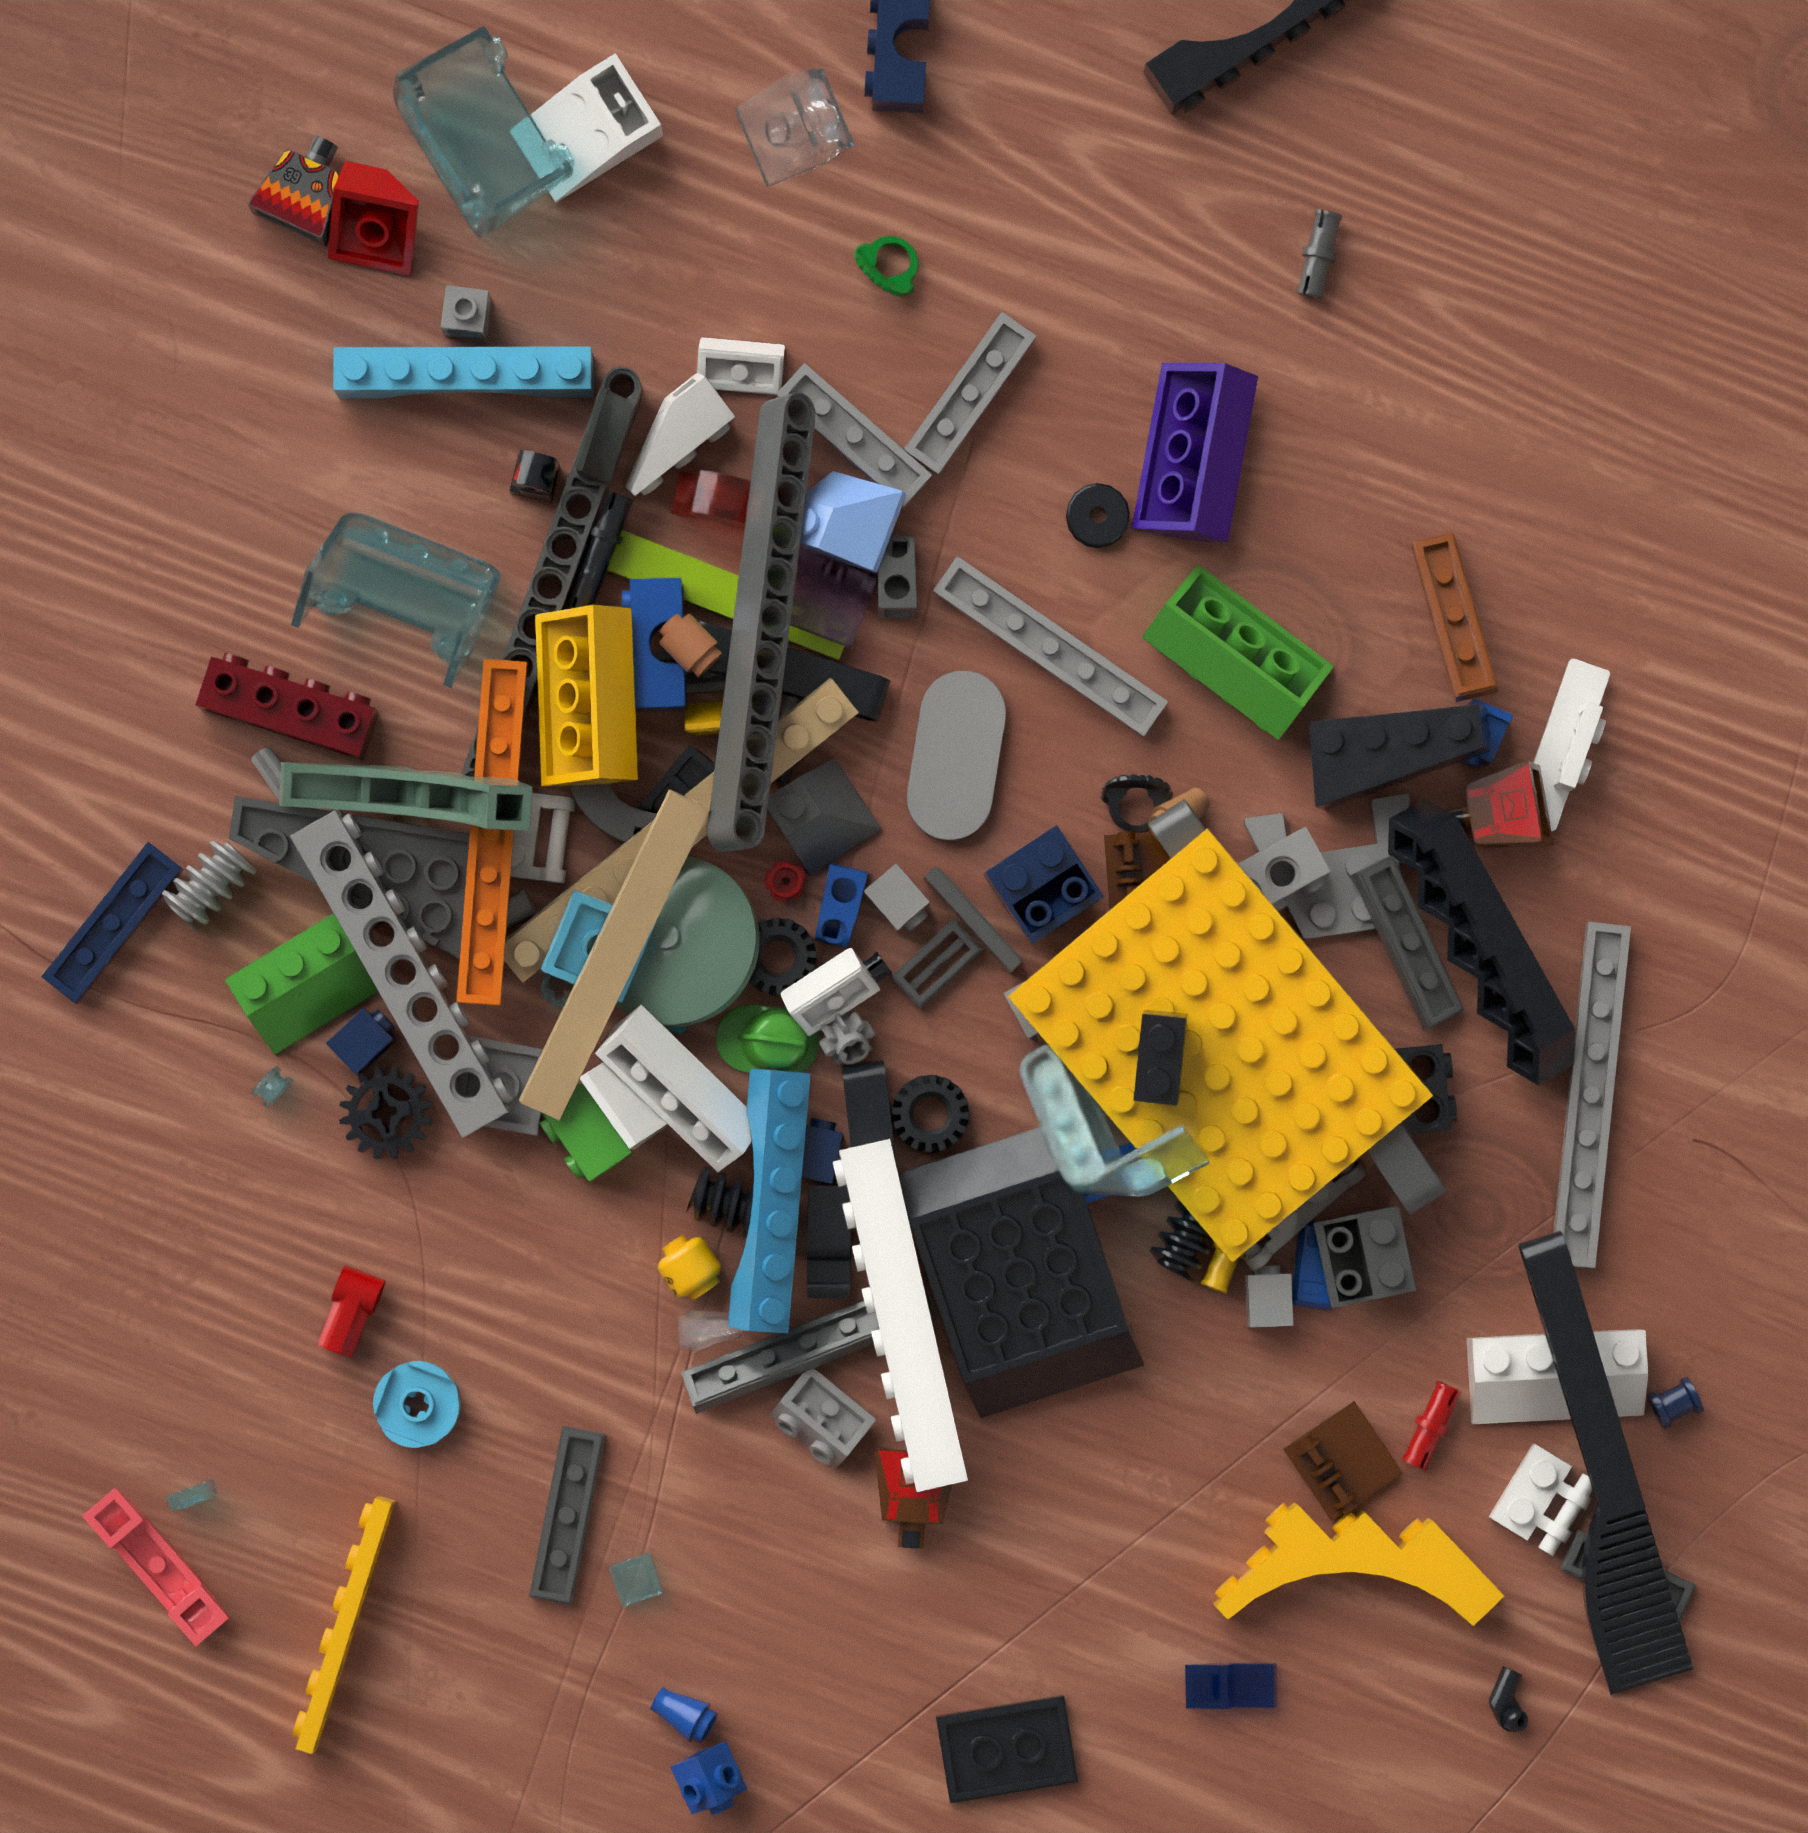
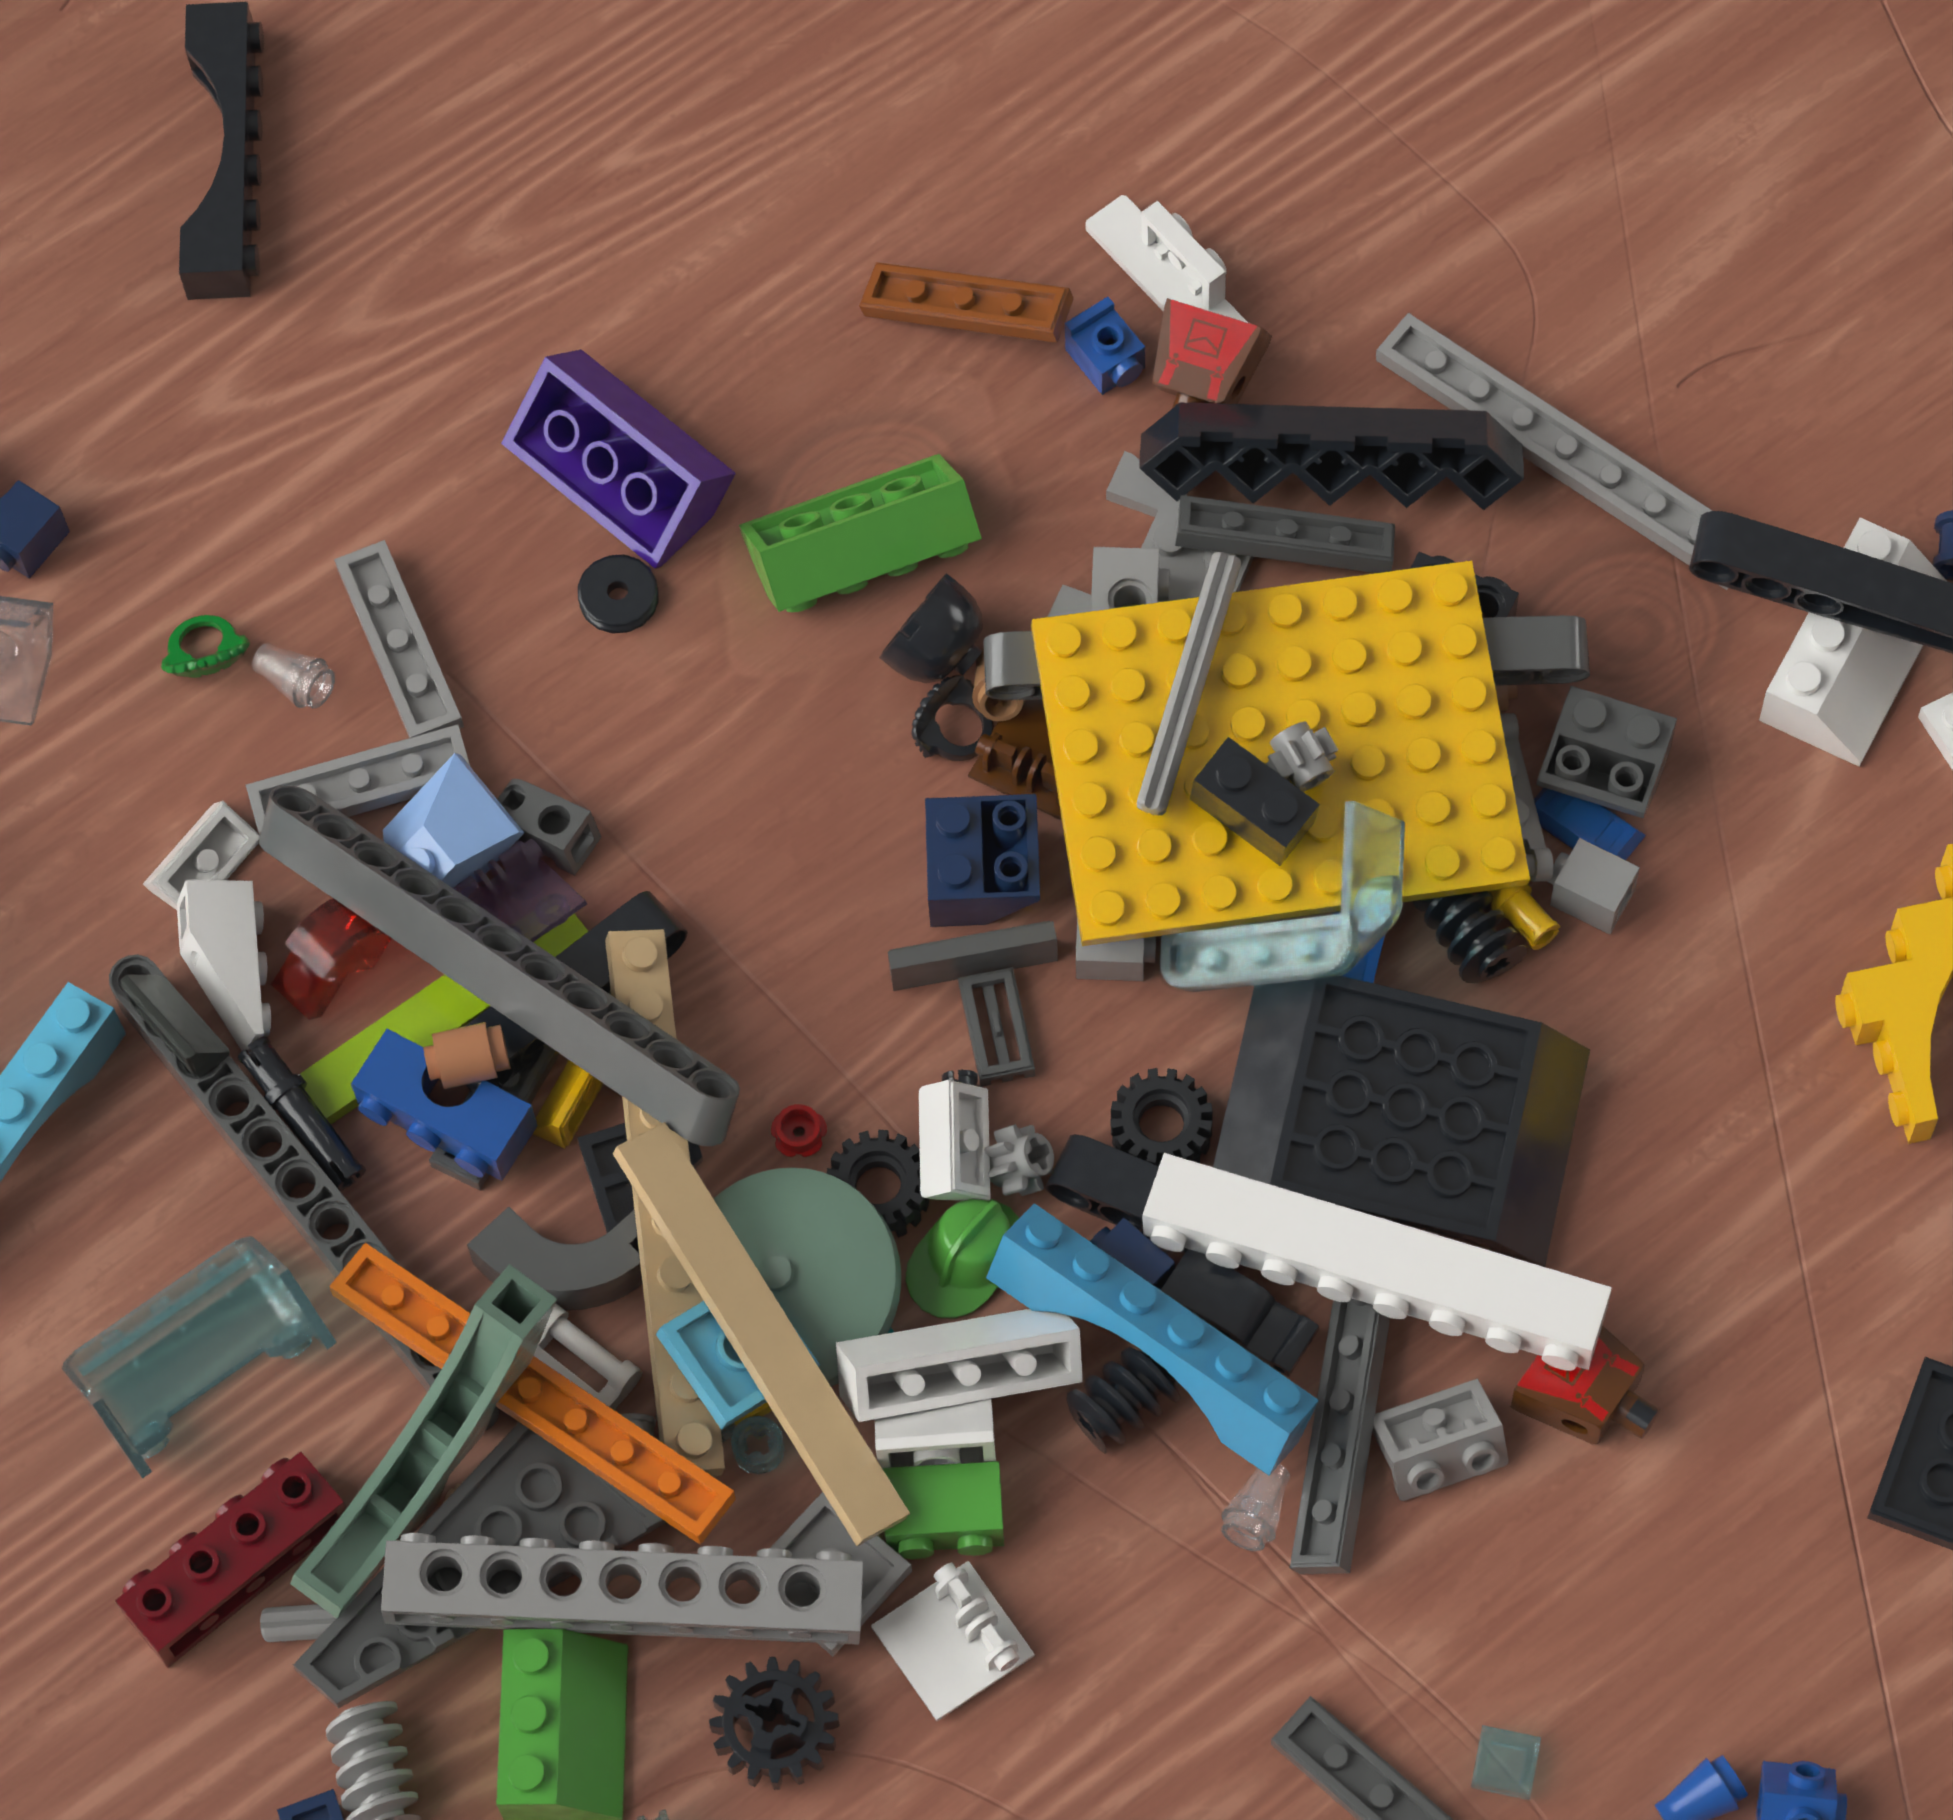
camera: 50 degrees left, 20 degrees down
(363, 1040) = (672, 1700): dark blue brick -> none
(508, 1189) = (952, 1639): none -> white hinge
(535, 476) = (168, 1131): black leg -> none
(586, 696) = (444, 1198): yellow slope -> none
(689, 1267) = (1172, 1482): yellow head -> none
(821, 816) = (760, 1048): dark grey slope -> none
(840, 905) = (863, 1082): blue leg -> none
(898, 899) = (898, 1020): light grey brick -> none
(904, 341) = (296, 675): none -> clear cone
(956, 755) = (779, 877): light grey tile -> none
(1050, 647) = (725, 713): light grey plate -> none
(1185, 754) = (937, 635): none -> black cylinder
(1211, 1070) = (1303, 755): none -> light grey gear
(1221, 962) = (1188, 683): none -> light grey axle
(1319, 254) = (496, 230): dark grey pin -> none
(1342, 1461) = (1824, 914): reddish brown hinge -> none
(1381, 750) = (1062, 434): black wedge -> none
(1431, 1425) = (1837, 799): red pin -> none

